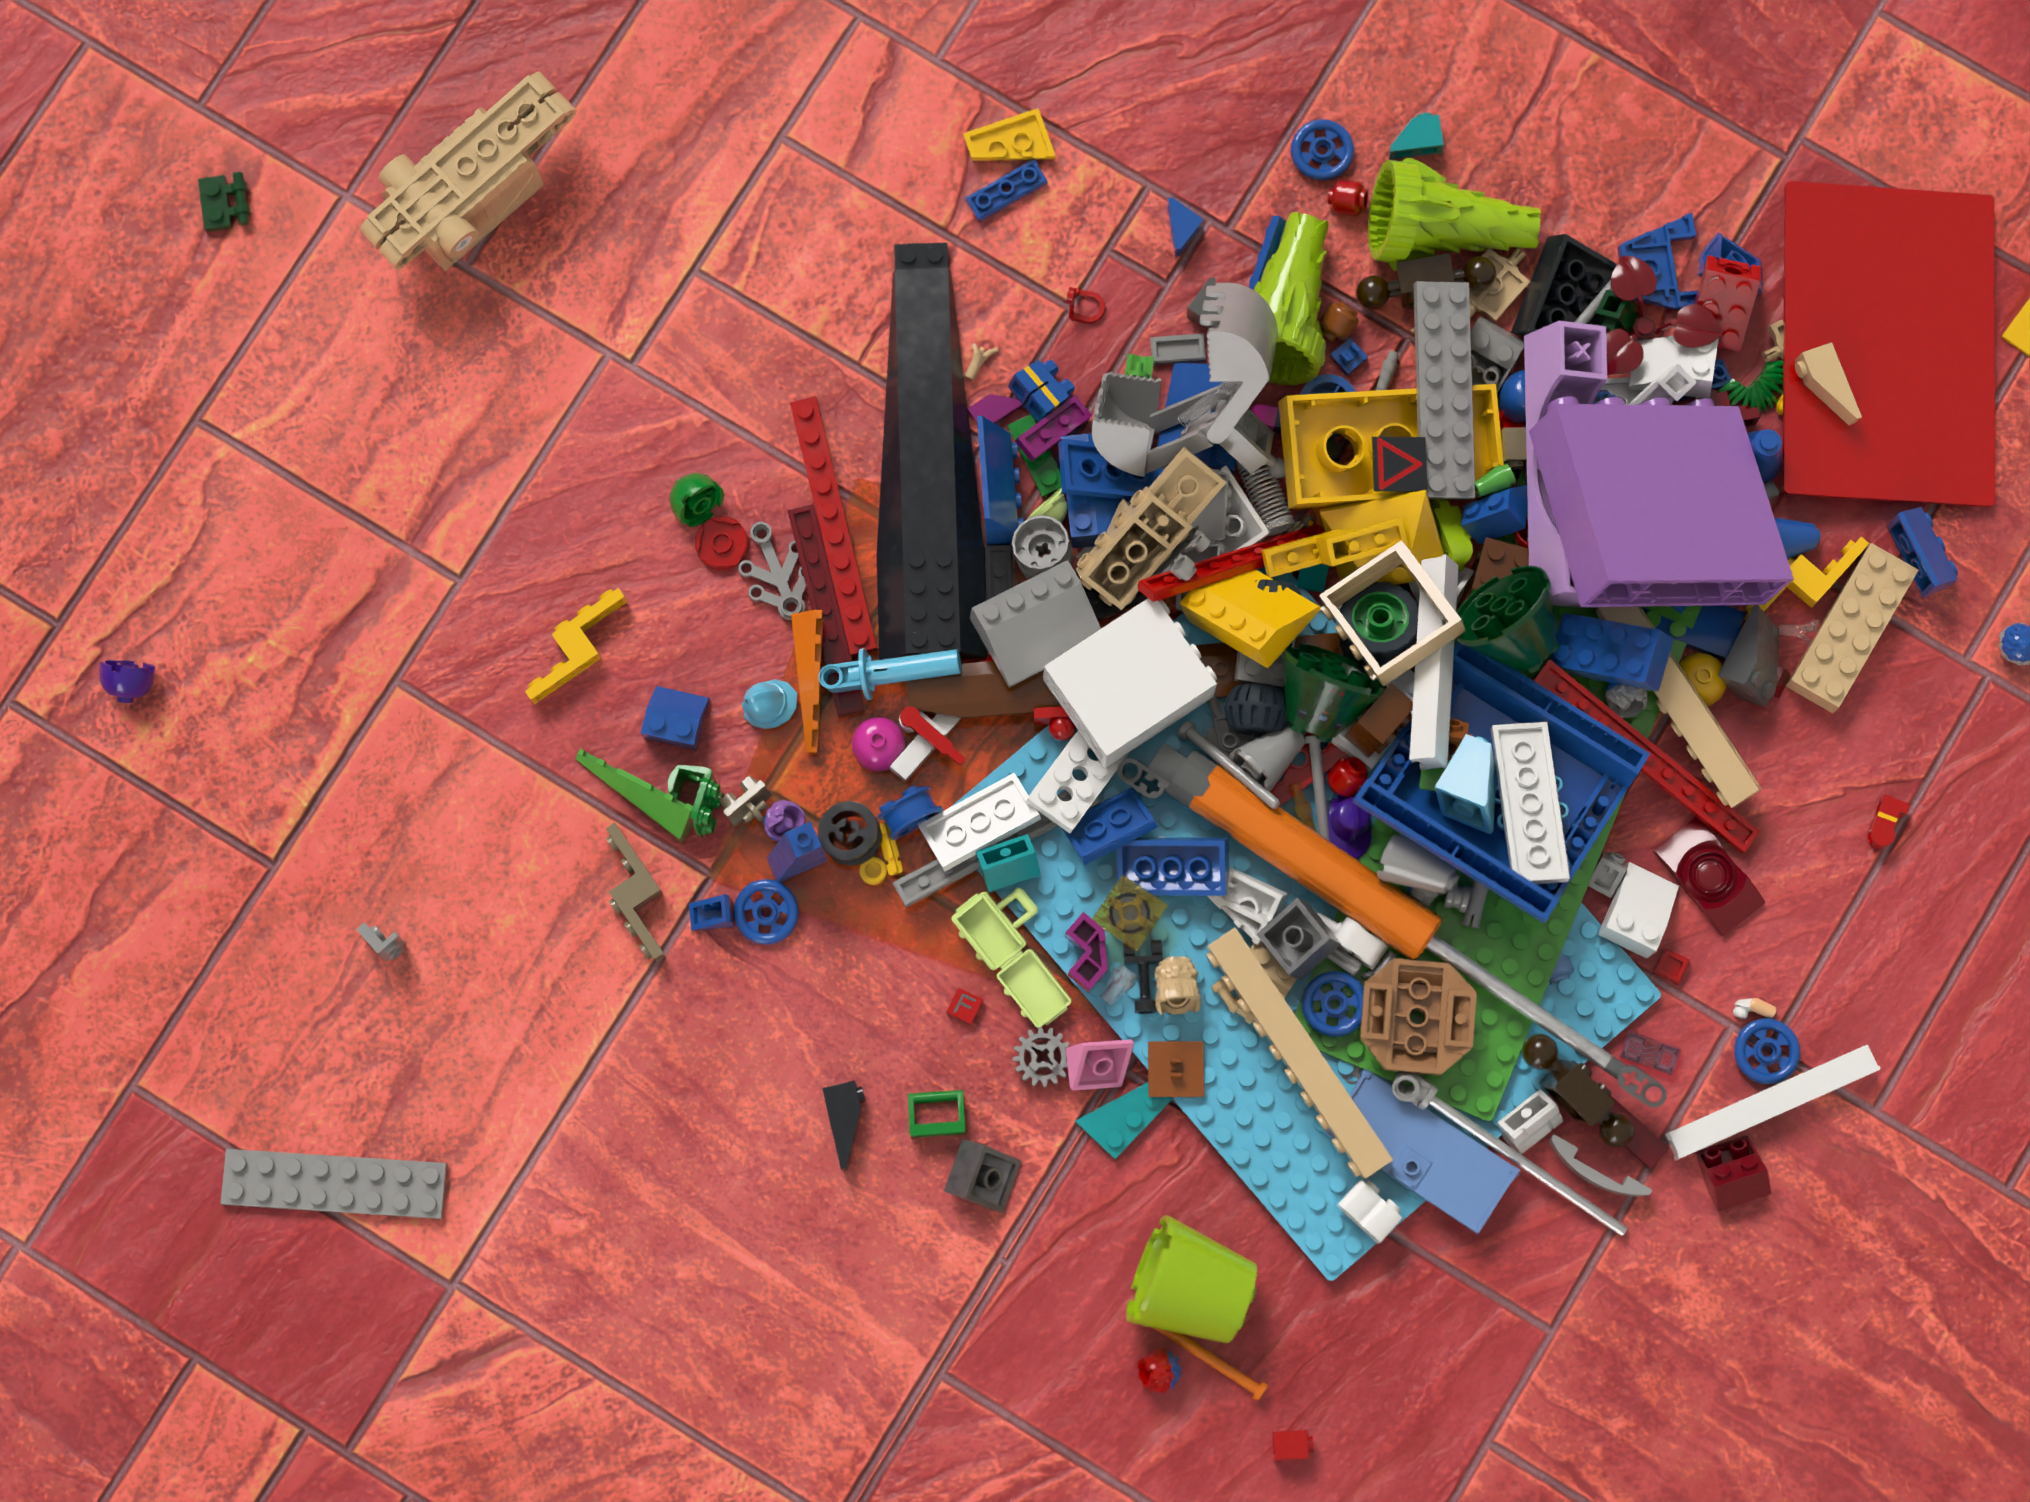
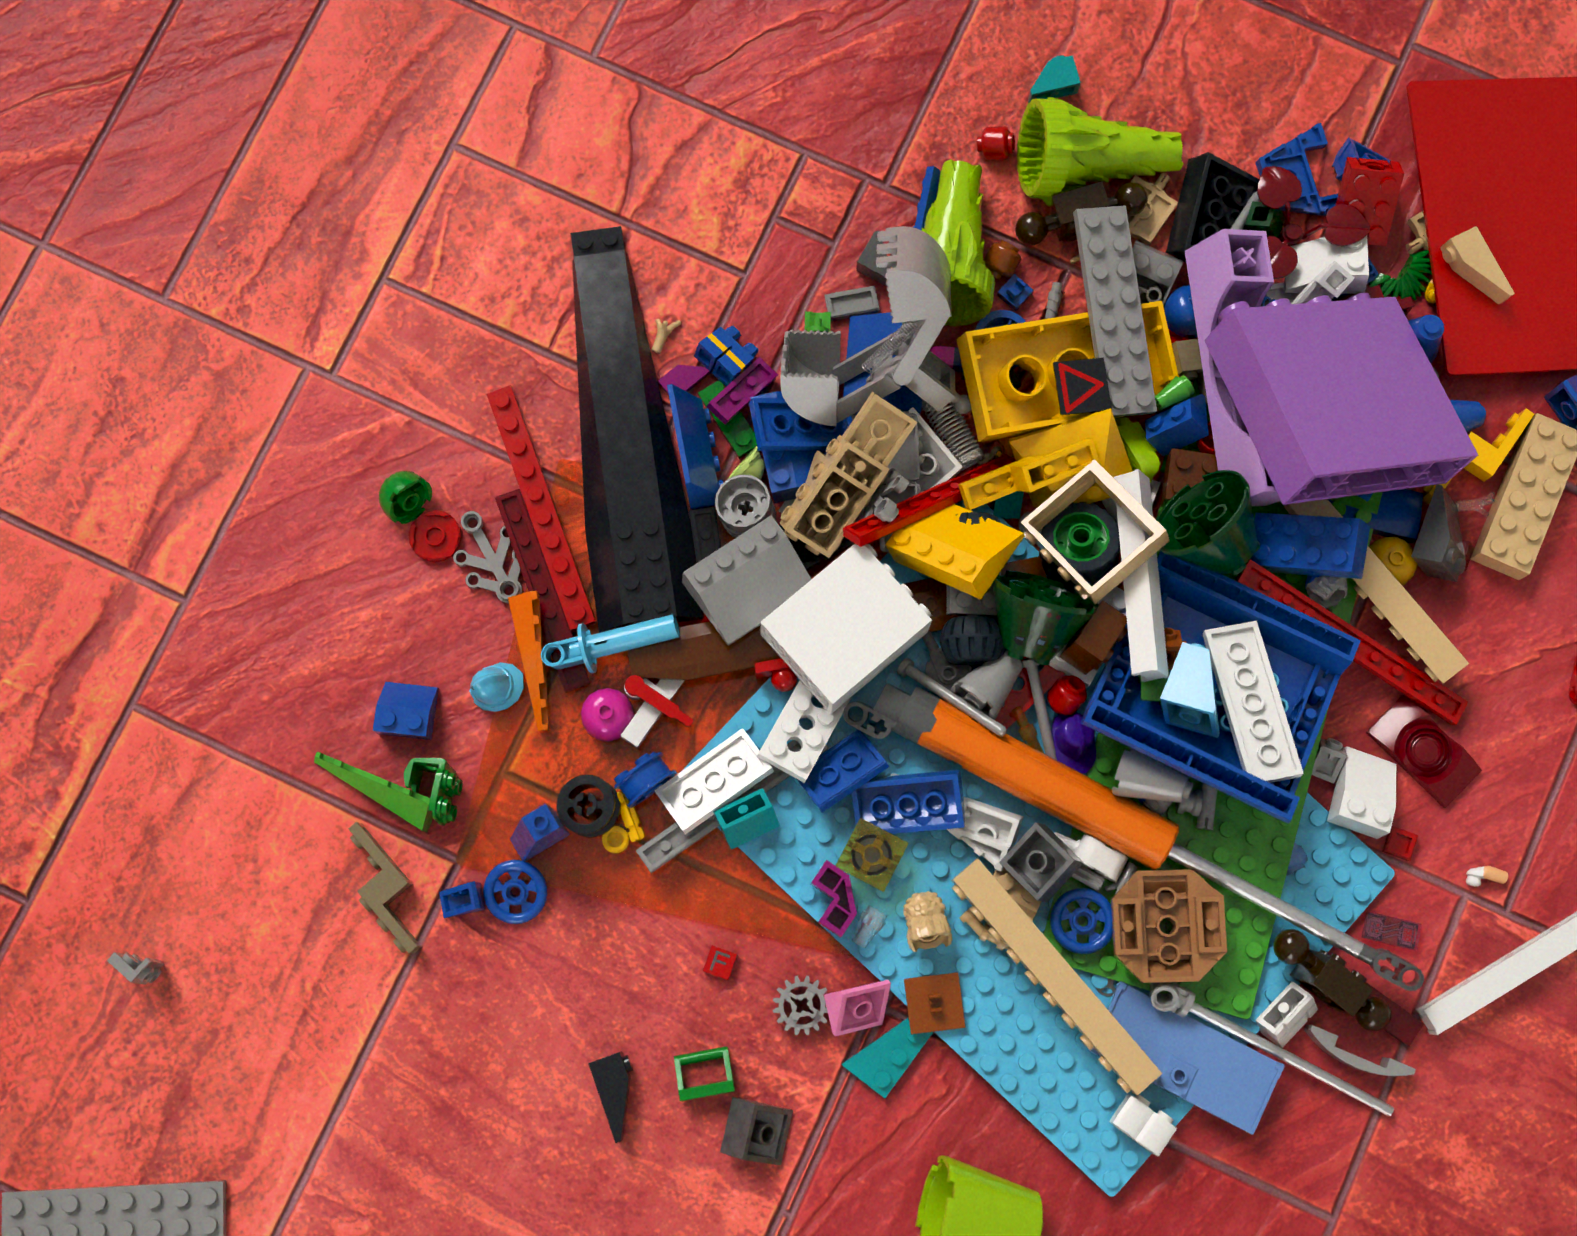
camera: 10 degrees left, 0 degrees up
(467, 179) = (150, 214): tan piece -> none
(575, 645) = (302, 651): yellow bracket -> none
(749, 804) = (486, 789): dark tan hips -> none
(782, 818) = (522, 799): medium lavender piece -> none
(992, 198) = (659, 180): blue tile -> none
(1000, 946) = (747, 900): yellowish green piece -> none
(1011, 139) = (671, 123): yellow wing -> none
(1070, 299) = (744, 266): red piece -> none
(1145, 1004) = (897, 941): black bar -> none
(1183, 225) = (843, 184): blue slope -> none
(1332, 131) = (973, 83): blue plate -> none
(1733, 1173) = (1491, 1041): dark red slope -> none
(1785, 1037) = (1520, 900): blue plate -> none

